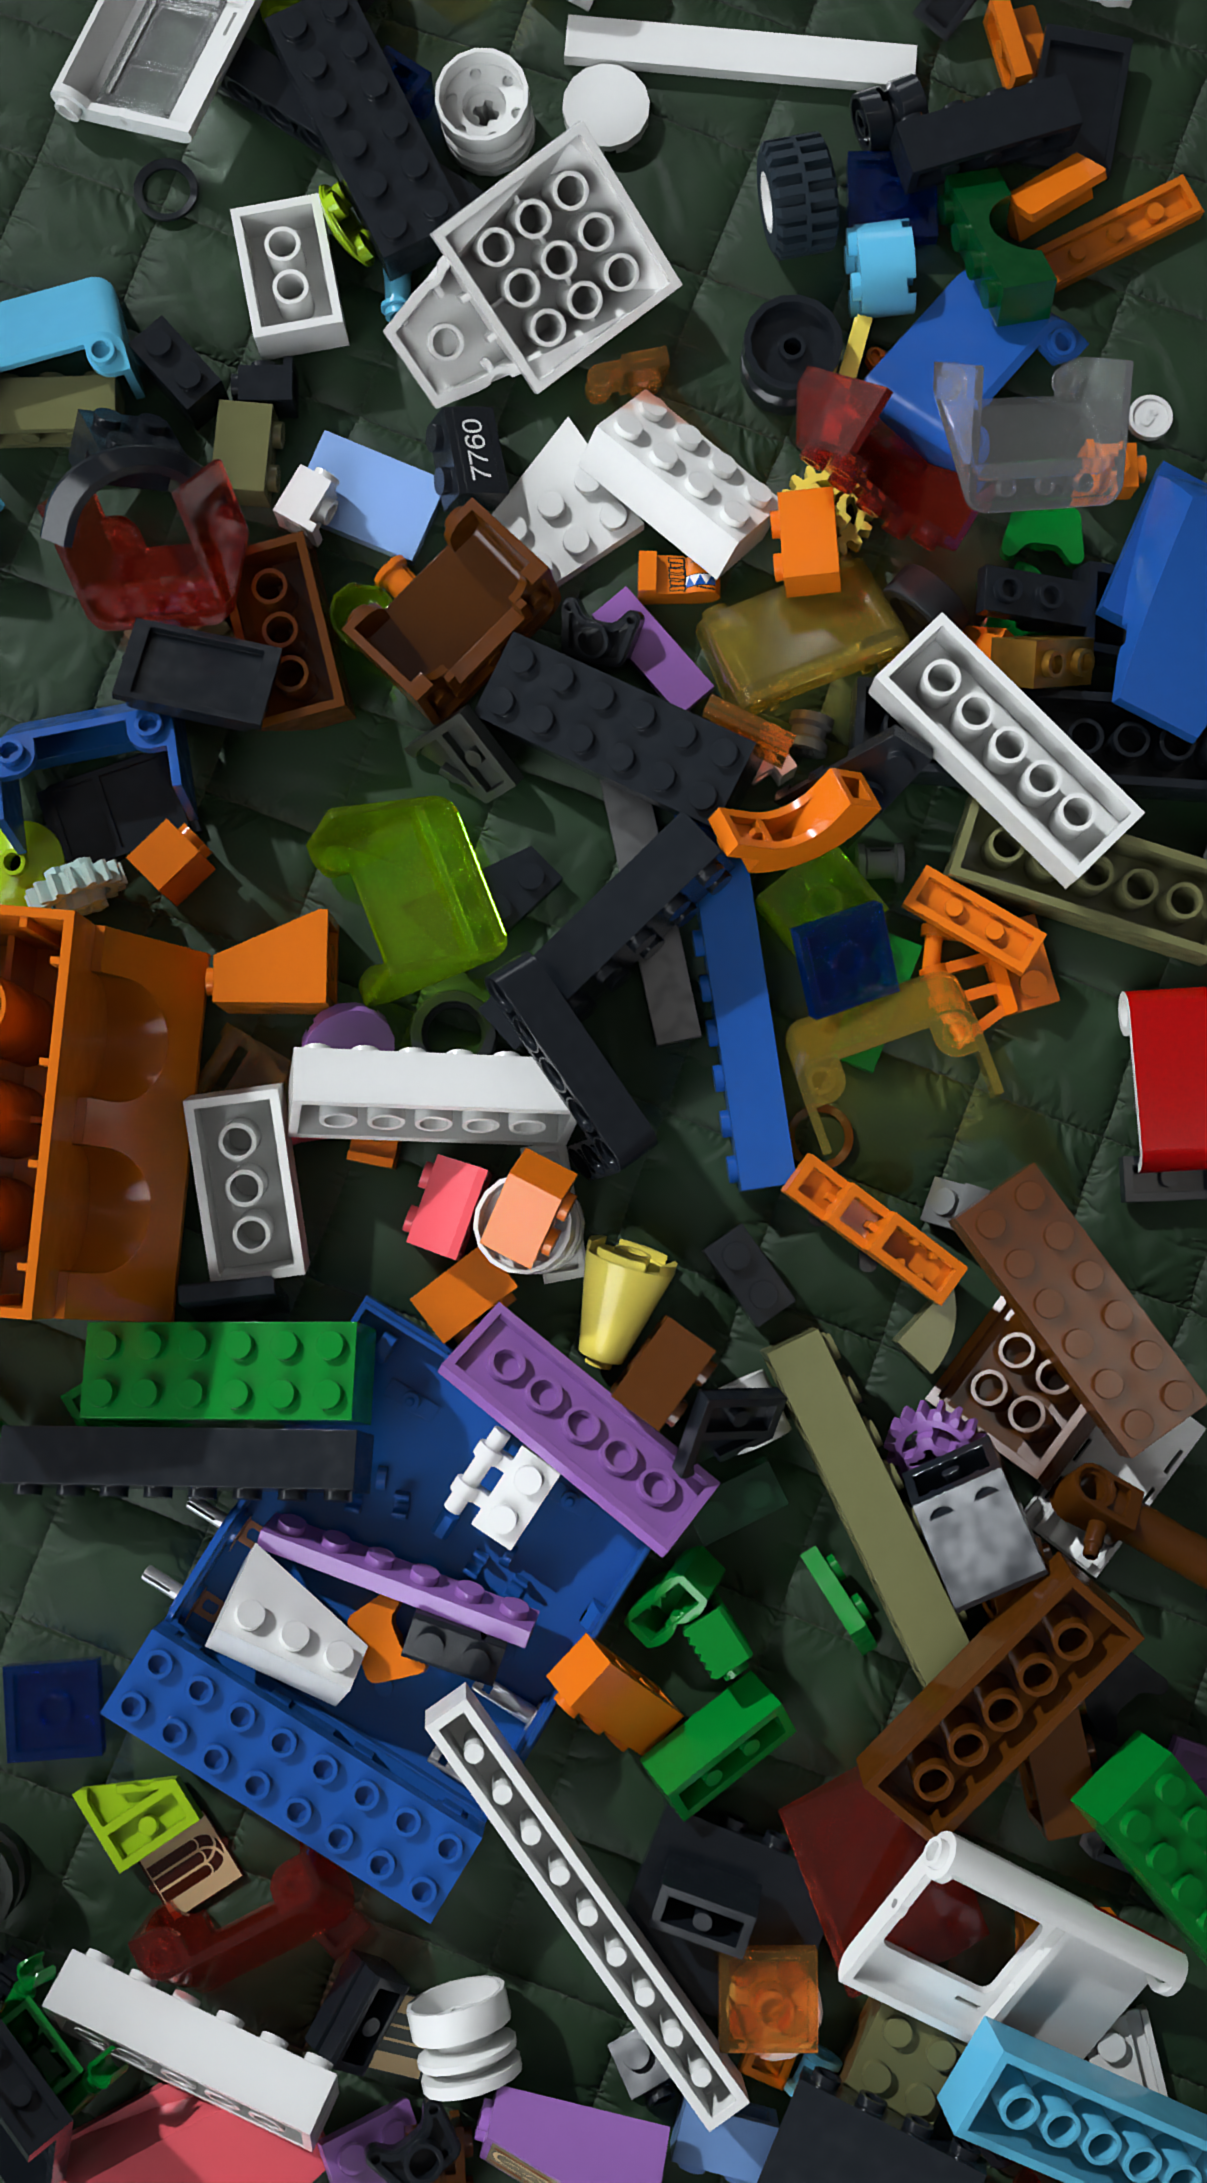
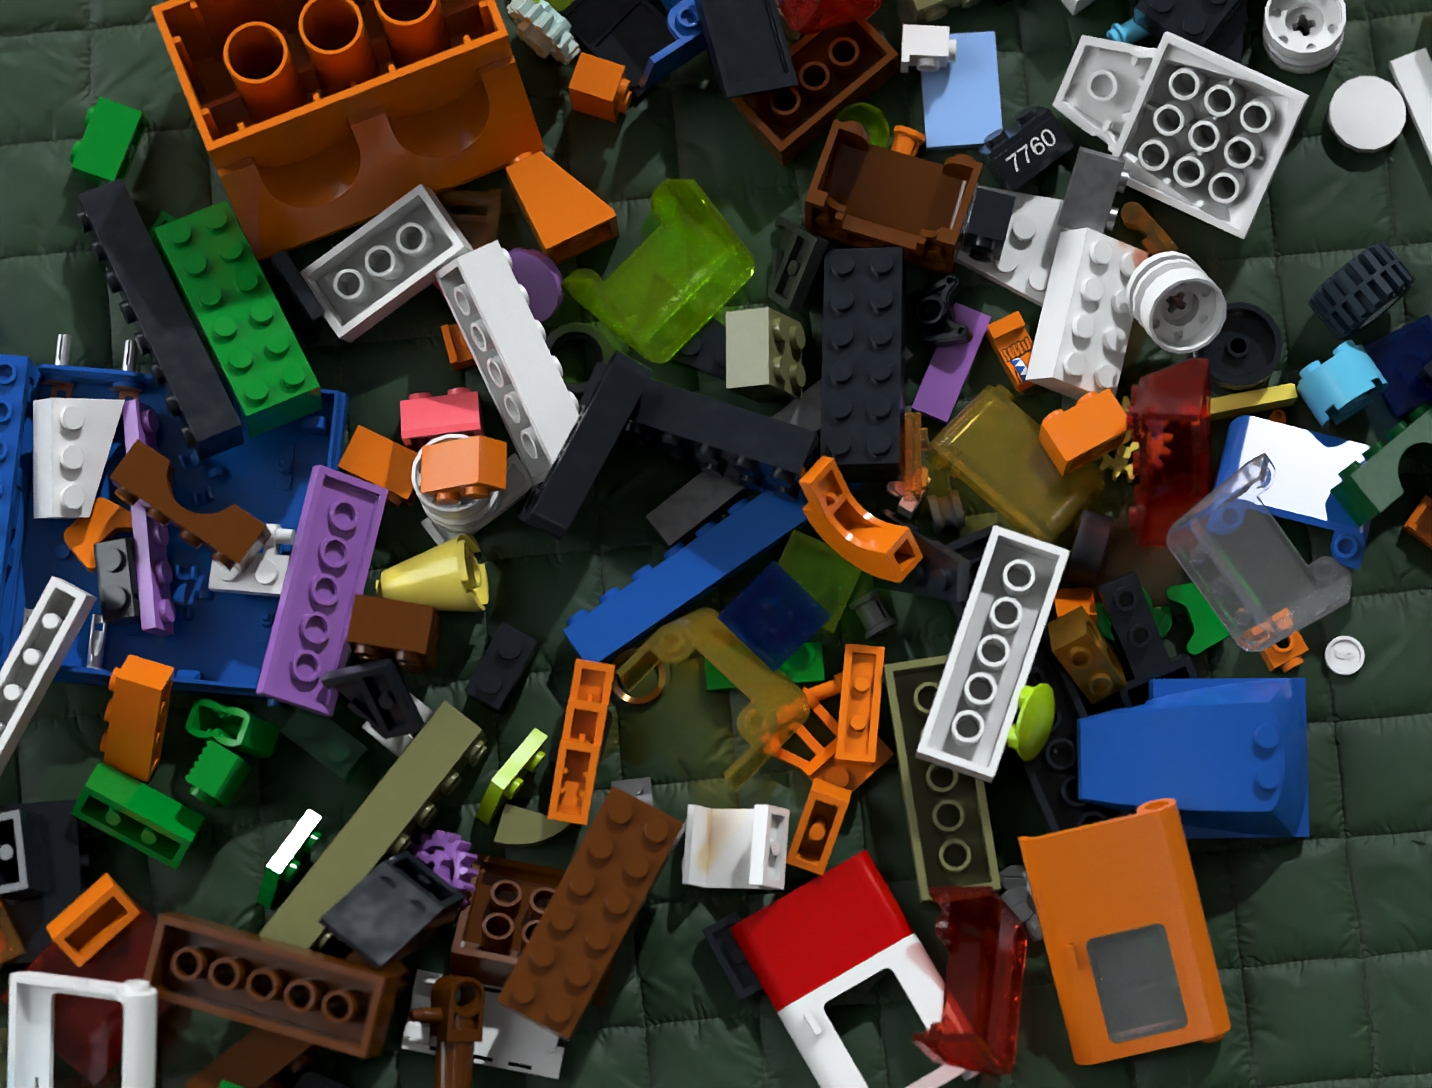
camera: 70 degrees right, 5 degrees down
(364, 1560) = (230, 534): none -> reddish brown arch
(540, 524) = (988, 225): none -> black brick
(553, 409) = (1092, 191): none -> flat silver brick
(554, 832) = (764, 355): none -> olive brick
(724, 375) = (1176, 302): none -> white wheel
(820, 1858) = (92, 920): none -> orange brick
(872, 1327) = (509, 777): none -> lime wing
(1061, 1121) = (735, 847): none -> white panel
(1082, 1026) = (818, 826): none -> orange brick
(1111, 755) = (1033, 722): none -> lime dish

